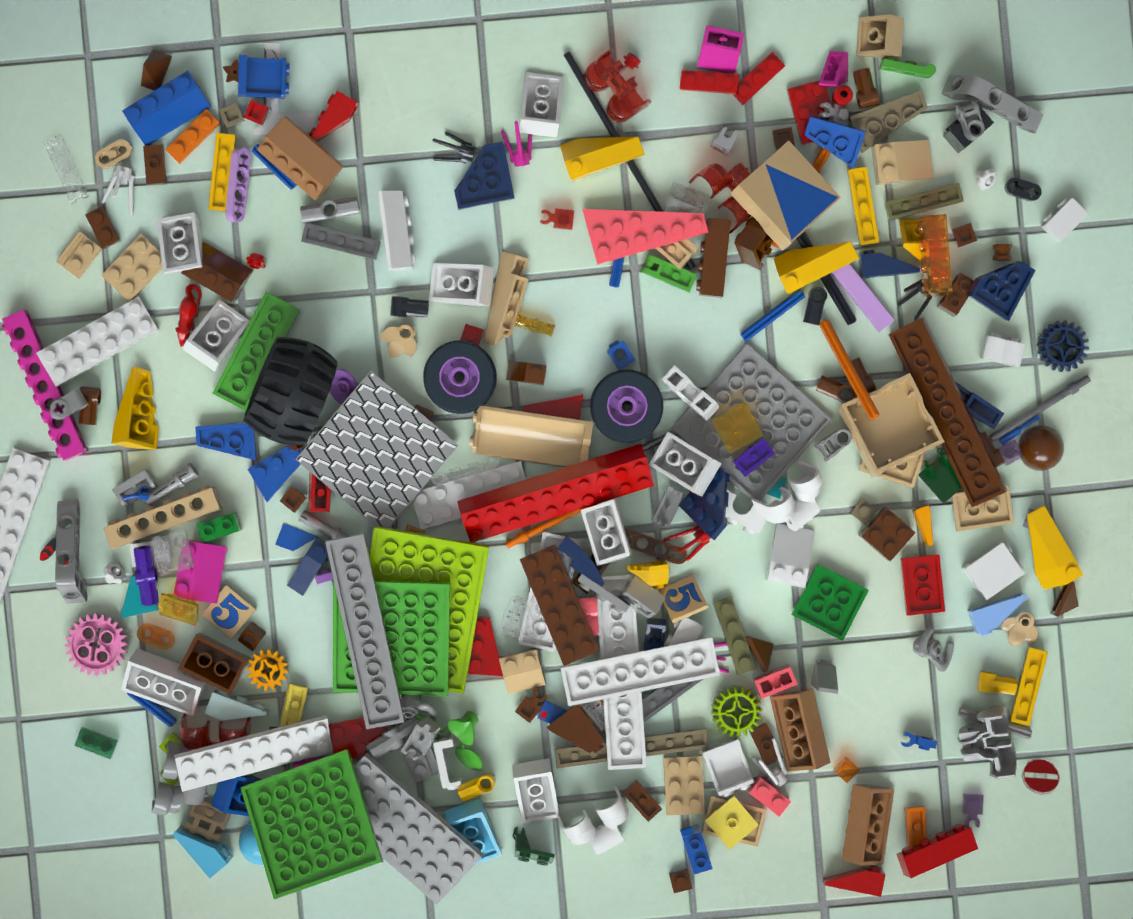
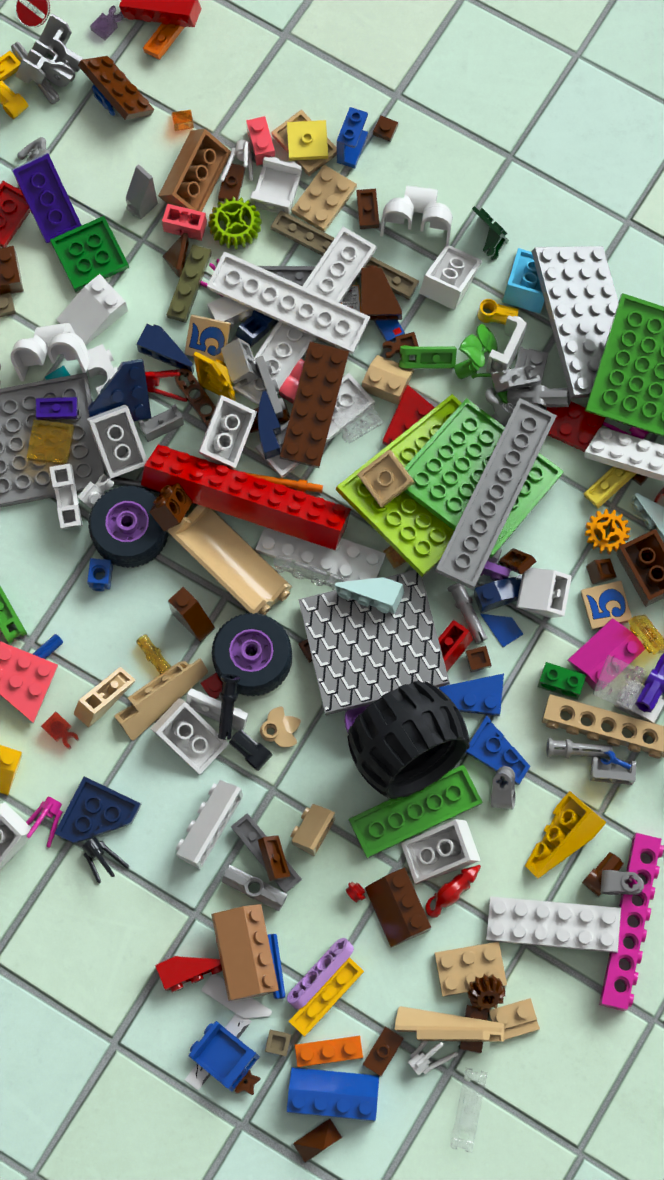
camera: 145 degrees left, 15 degrees down
(109, 257) = (486, 992): none -> reddish brown gear
(113, 153) = (414, 1089): tan plate -> none
(120, 213) = (447, 1027): none -> tan wedge
(180, 242) = (412, 953): white slope -> none
(203, 414) = (503, 791): none -> light grey piece
(256, 112) = (253, 1028): red plate -> none
(279, 584) = (544, 592): none -> white slope
(316, 594) = (517, 561): none -> reddish brown plate
(318, 282) = (313, 829): none -> tan slope
(330, 239) = (273, 858): none -> reddish brown plate
(399, 490) = (376, 592): none -> light aqua slope
(448, 329) = (228, 697): none -> black pin
(455, 318) = (212, 708): none -> white plate
(455, 580) = (385, 478): none -> tan tile
(503, 709) = (428, 357): none -> bright green plate
(545, 267) = (103, 696): none -> tan slope
(565, 407) = (186, 567): red wing -> none
(602, 440) = (170, 506): none -> reddish brown brick
(672, 414) = (94, 492): none -> white plate
(714, 567) = (159, 345): none -> dark blue slope
(860, 880) = (240, 30): red slope -> none
(868, 824) = (200, 66): medium nougat slope -> none
(895, 619) = (46, 197): none -> dark purple plate
(918, 755) = (116, 87): none -> reddish brown plate

